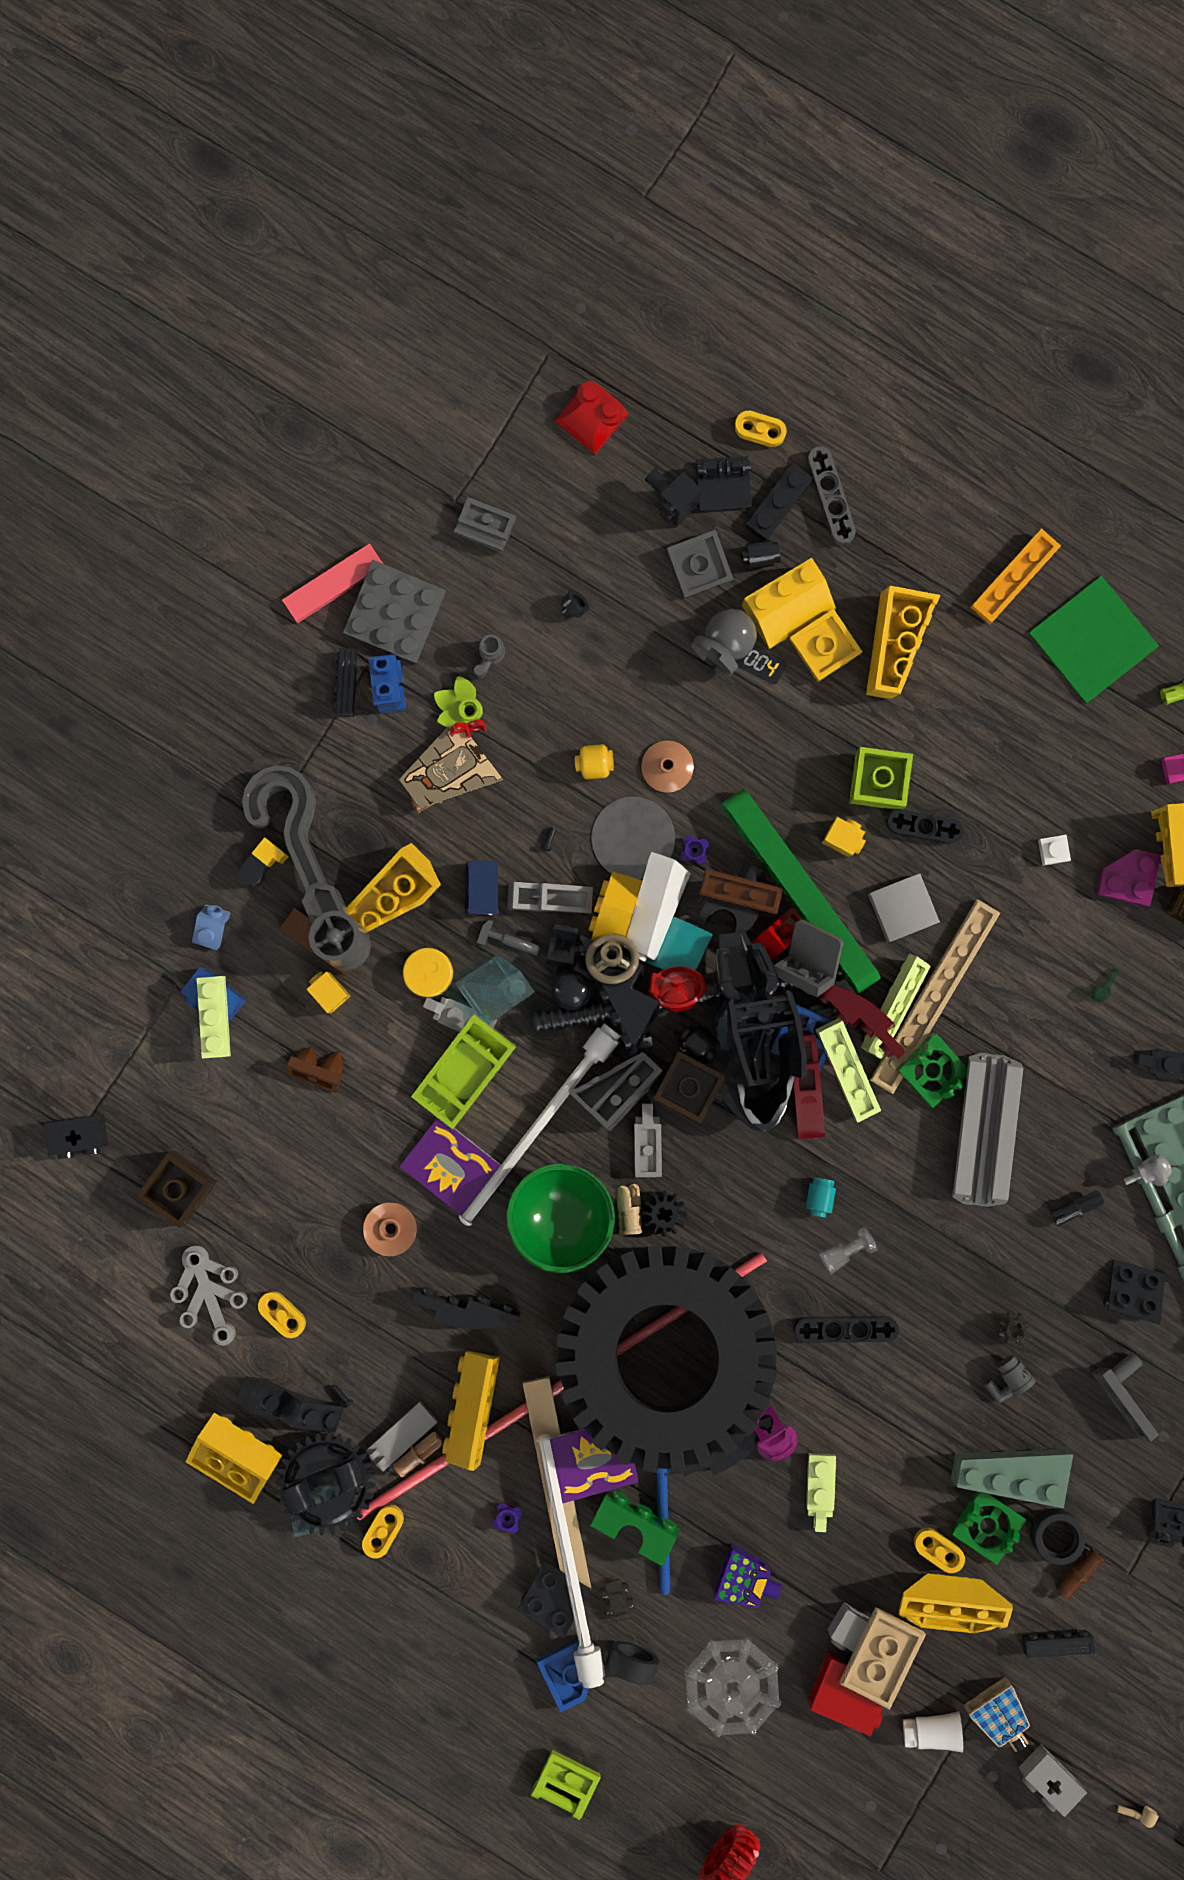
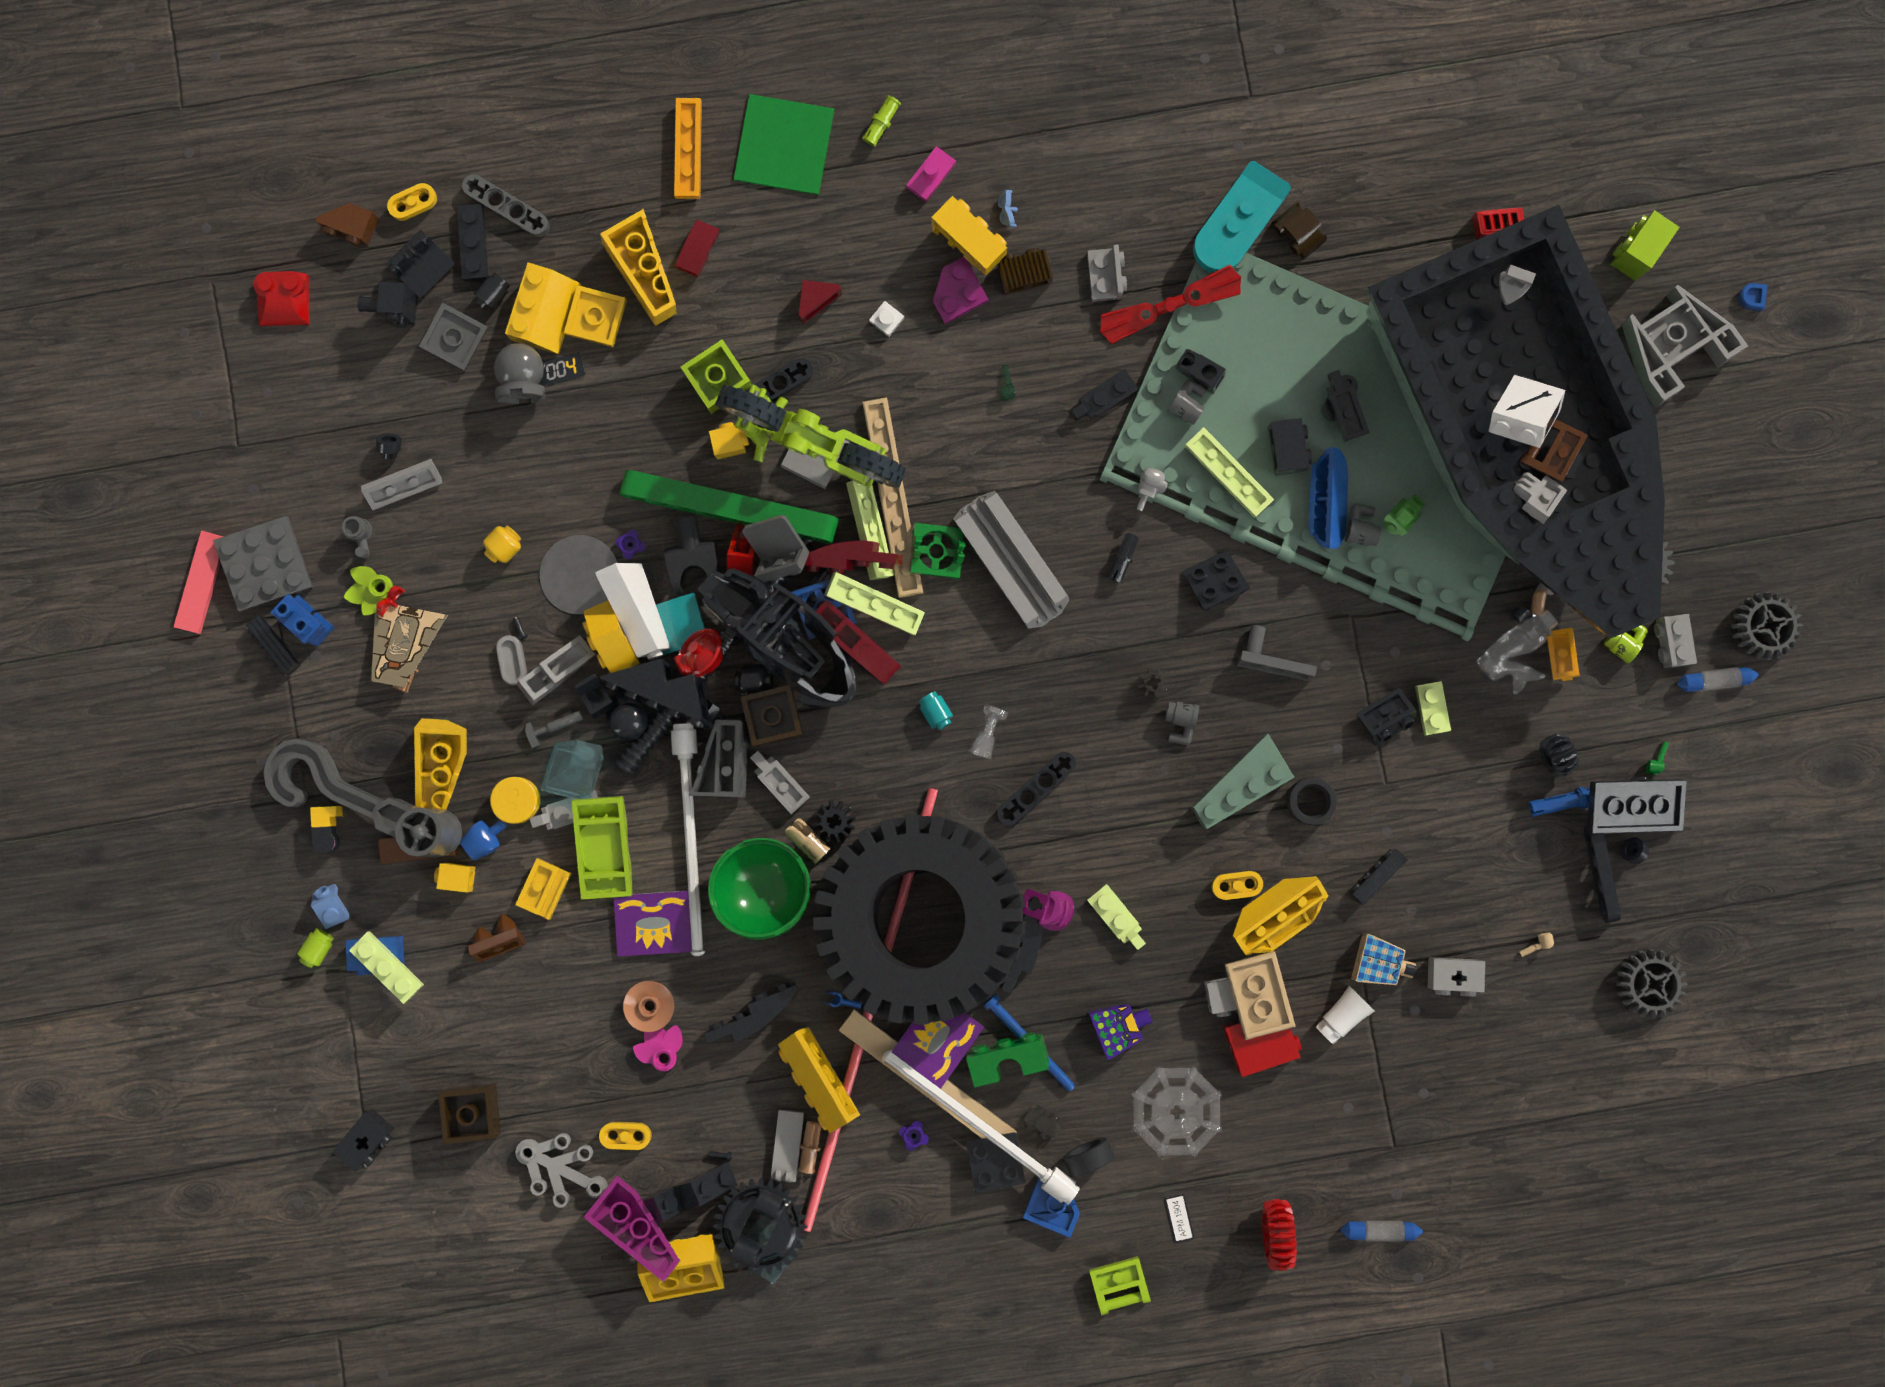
camera: 35 degrees left, 0 degrees up
(171, 950) = (315, 948): none -> lime brick
(224, 1390) = (629, 1224): none -> magenta wedge
(370, 1264) = (658, 1043): none -> dark pink plate
(375, 979) = (481, 839): none -> blue piece
(383, 1530) = (833, 1223): yellow plate -> none
(388, 1062) = (543, 888): none -> yellow plate
(481, 887) = (500, 706): dark blue hinge -> none
(485, 524) = (273, 444): dark grey plate -> none
(521, 858) = (511, 659): none -> light grey tile
(542, 1357) = (839, 1000): none -> blue hand
(557, 644) = (401, 484): none -> light grey plate
(608, 949) = (625, 667): dark tan piece -> none
(659, 1772) = (1179, 1218): none -> white sticker
(660, 778) = (569, 508): nougat dish -> none
(698, 403) = (349, 221): none -> reddish brown slope
(741, 891) = (686, 544): reddish brown tile -> none
(915, 890) = (802, 434): none -> piece
(953, 662) = (697, 248): none -> dark red slope
(971, 1514) = (1276, 854): green piece -> none
(1015, 784) = (816, 297): none -> dark red slope
(1080, 1573) = (1350, 813): reddish brown pin -> none

